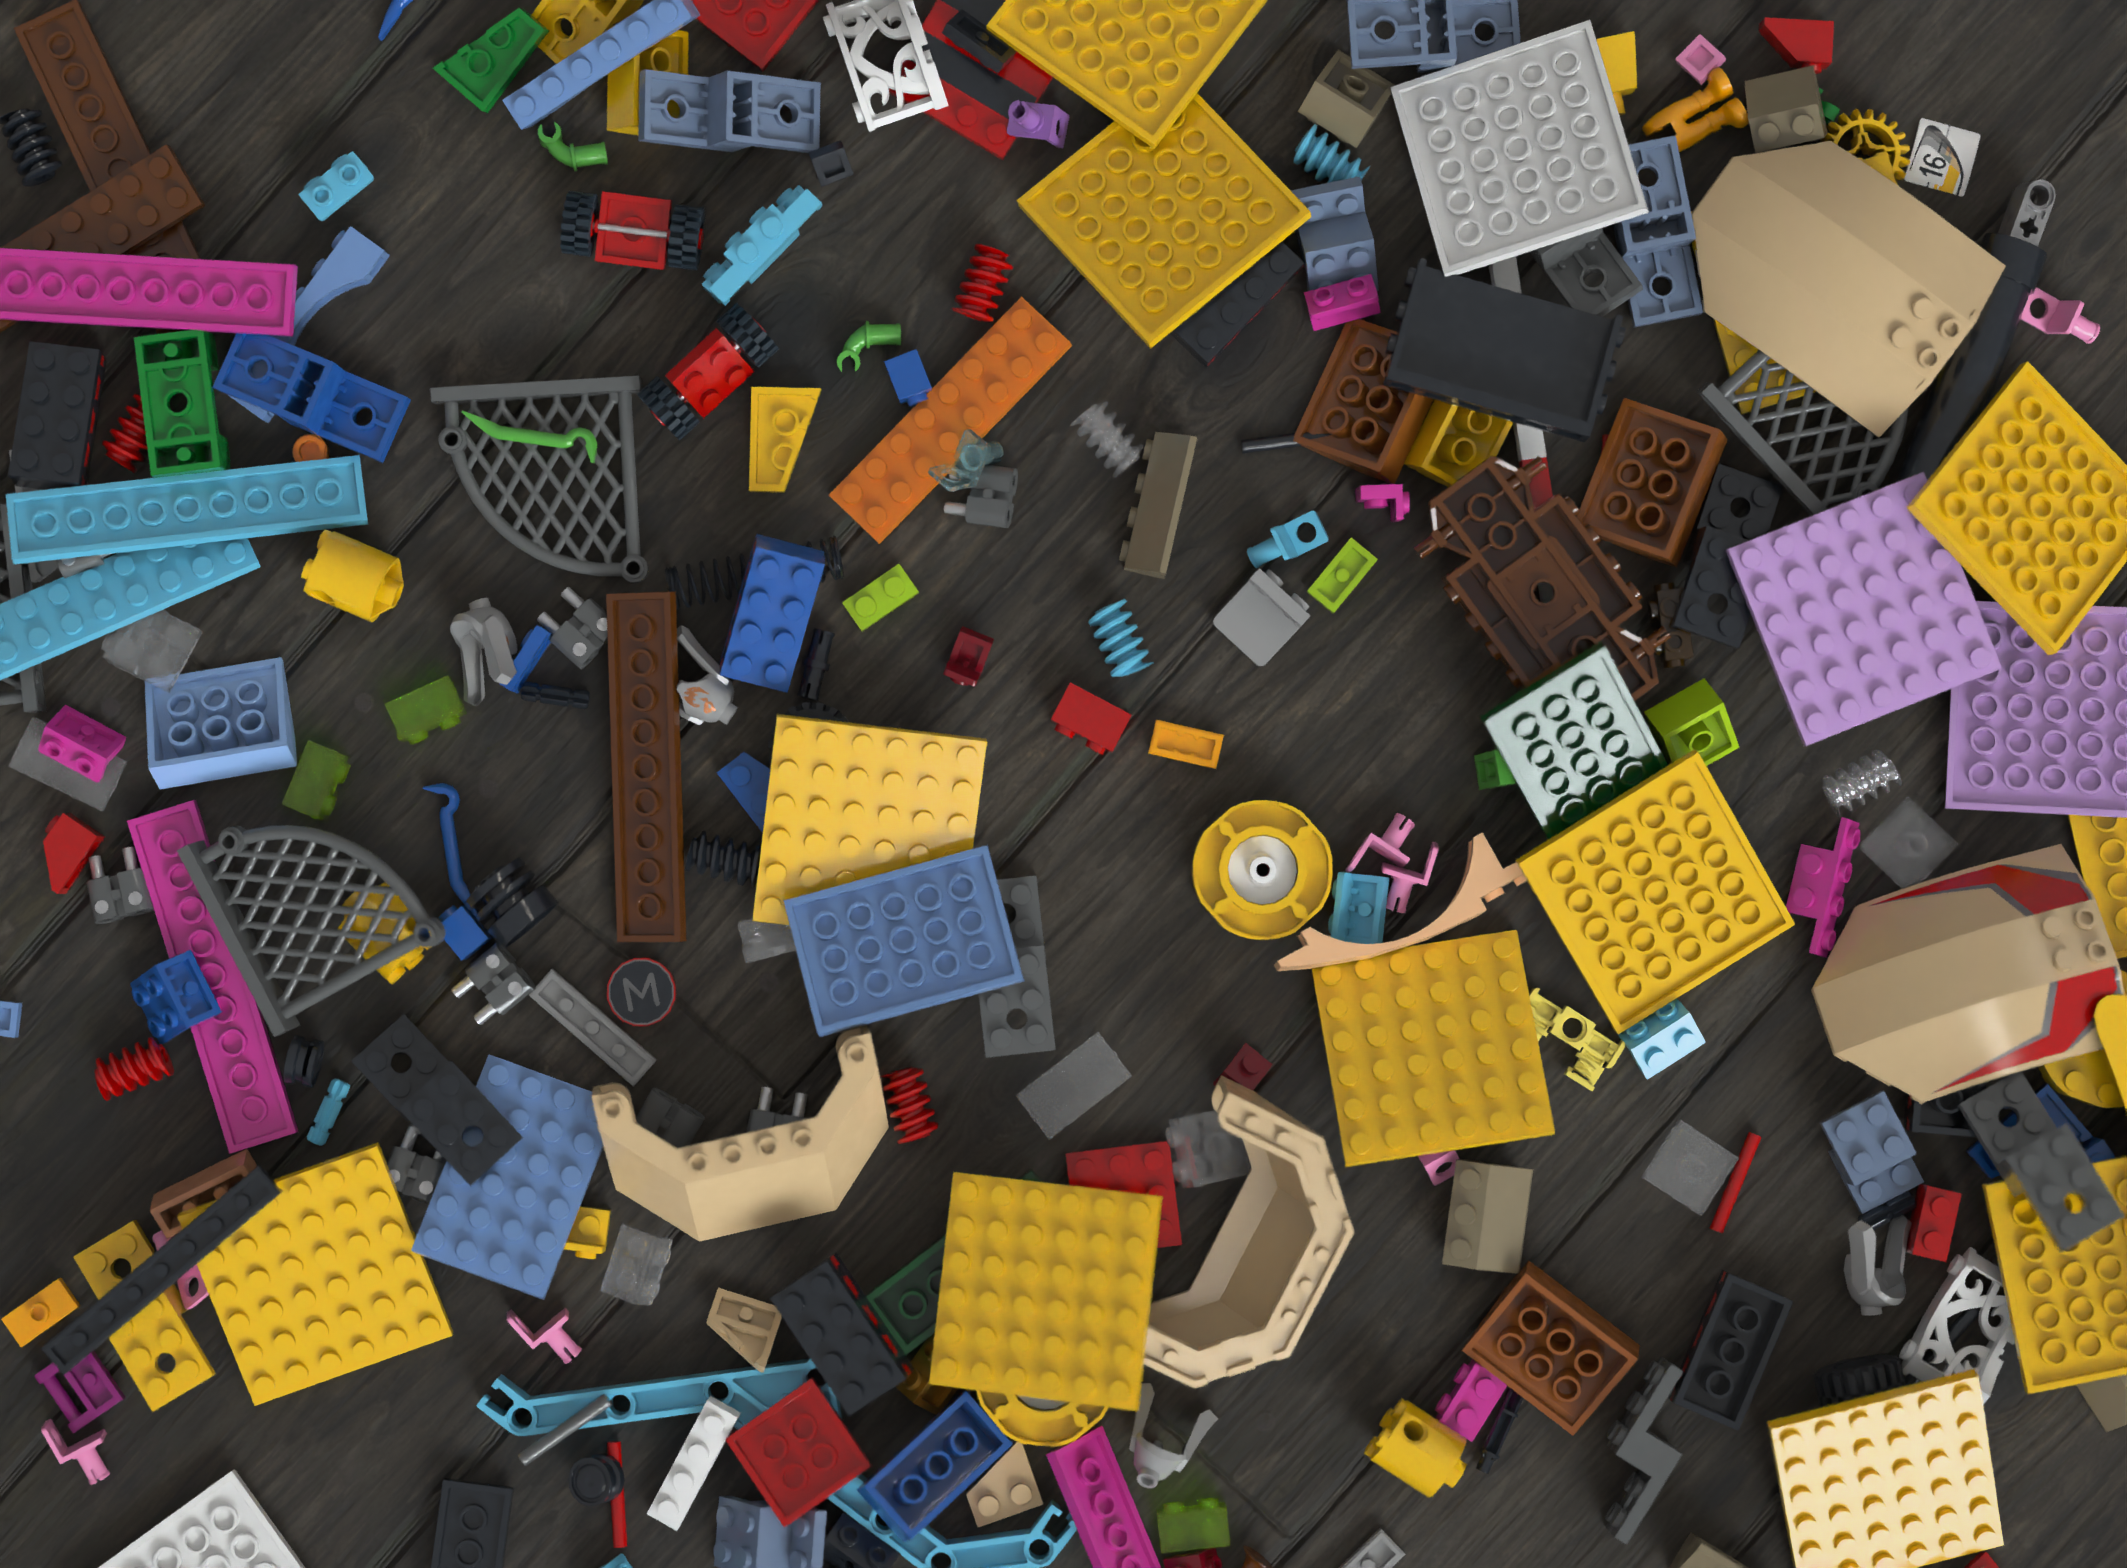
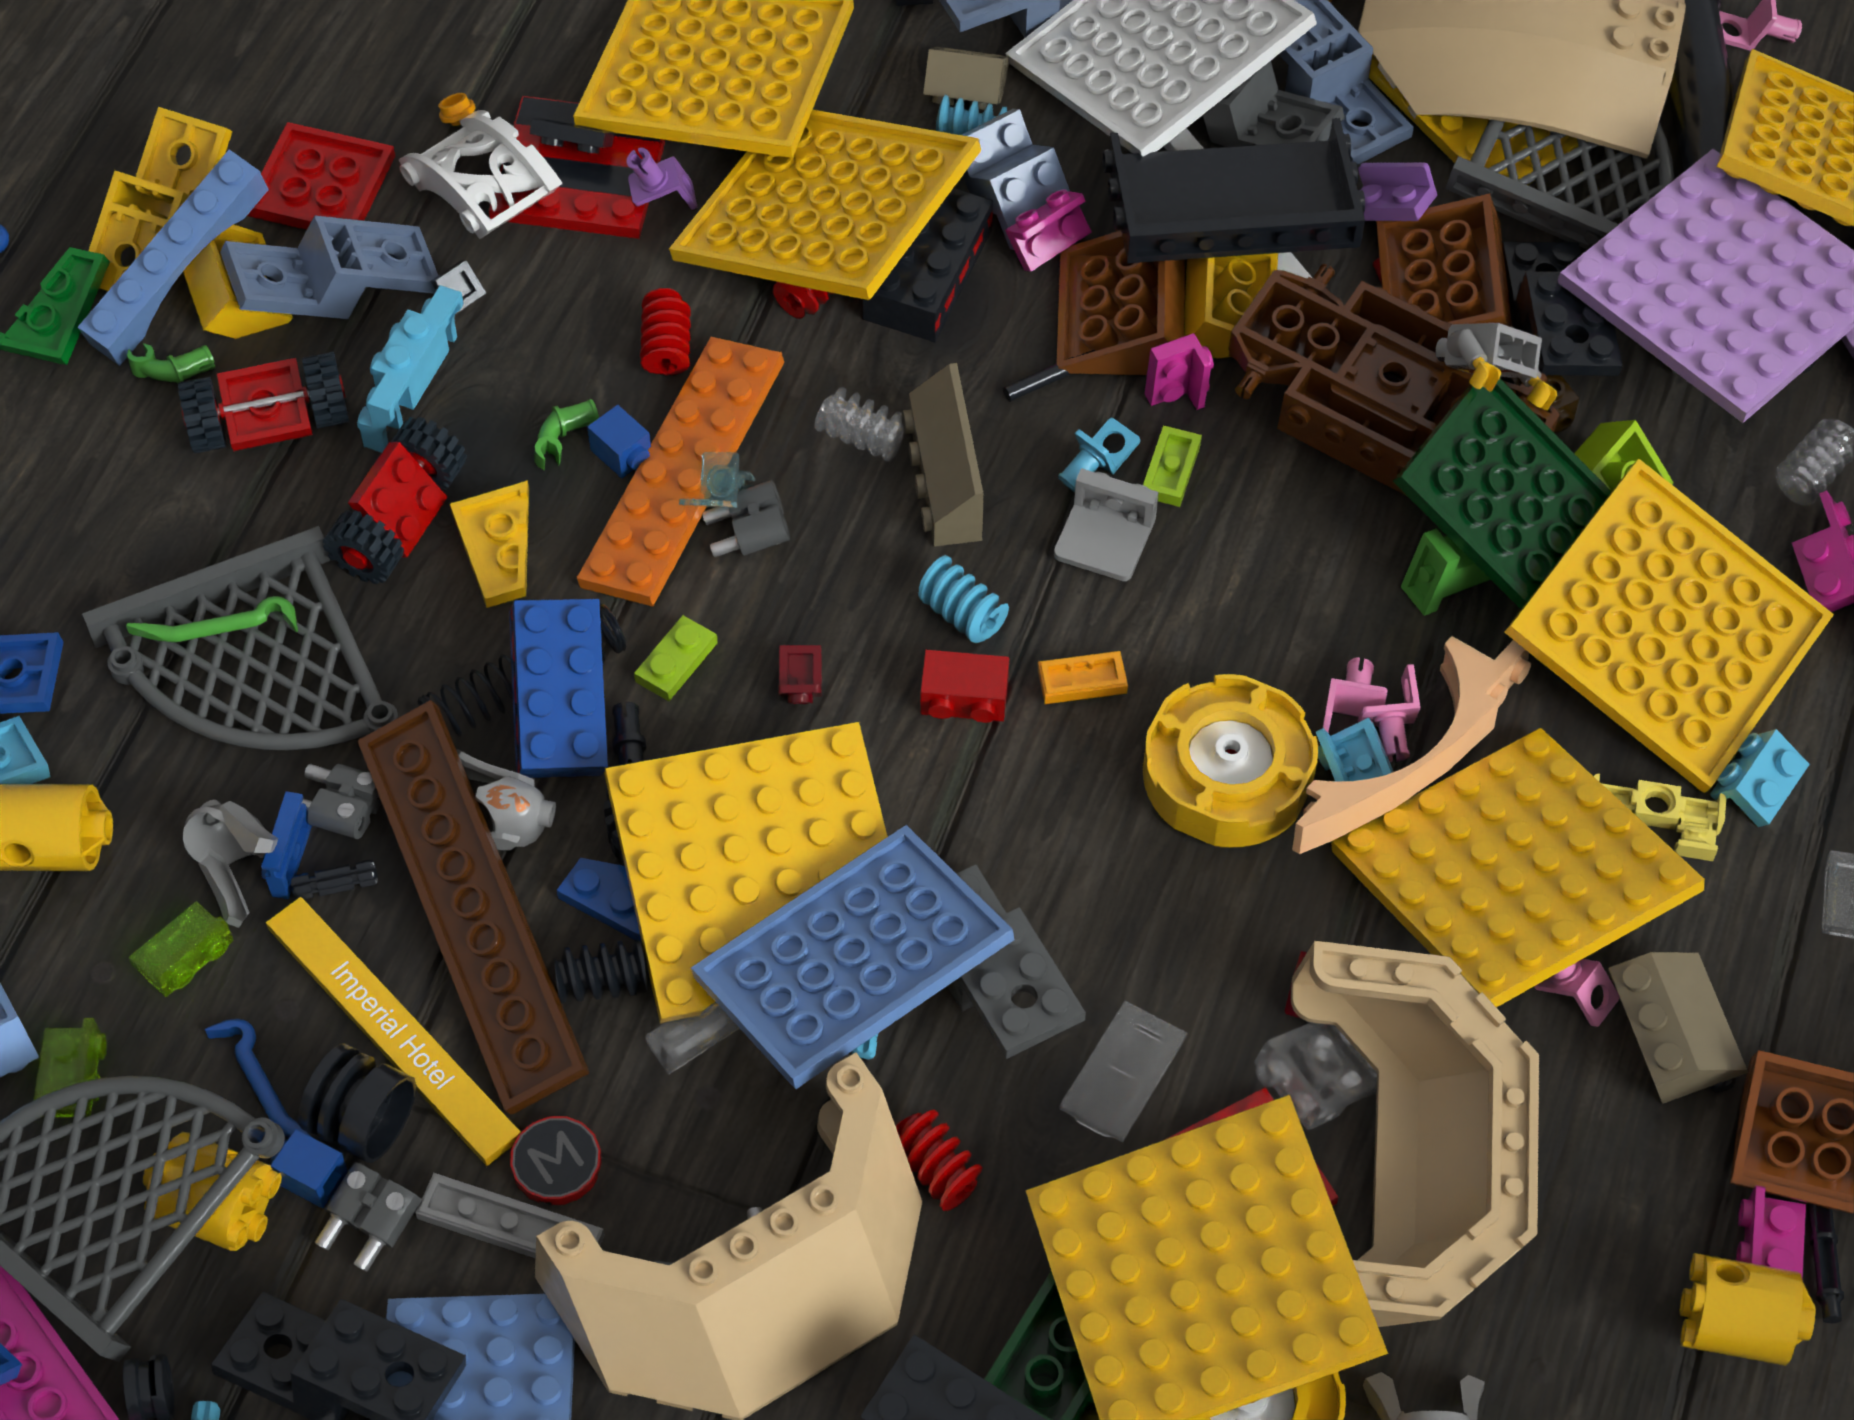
camera: 20 degrees left, 30 degrees down
(559, 838) = (394, 1031): none -> yellow tile
(1618, 627) = (1493, 353): none -> light grey torso
(1647, 383) = (1396, 190): none -> medium lavender bracket

